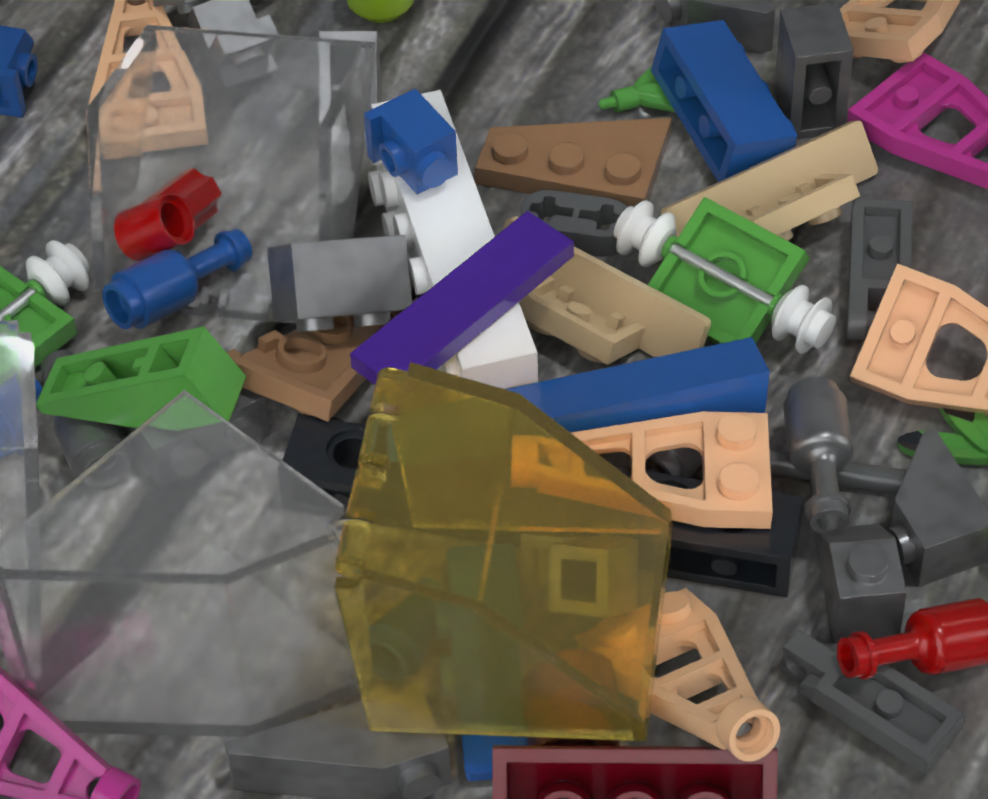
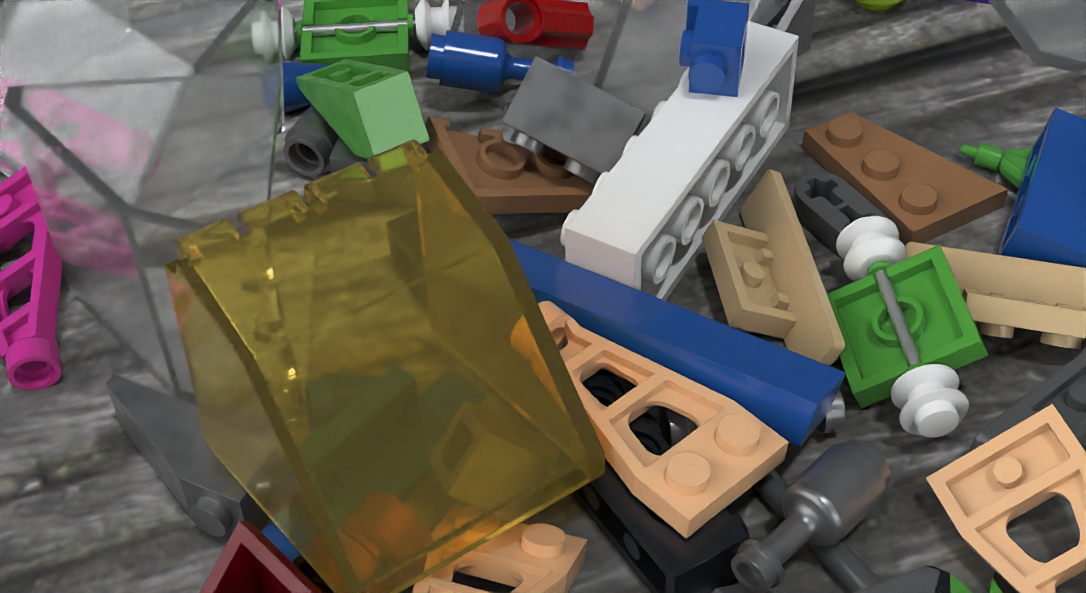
camera: 45 degrees right, 5 degrees down
(467, 299) = (618, 180): dark purple tile -> none

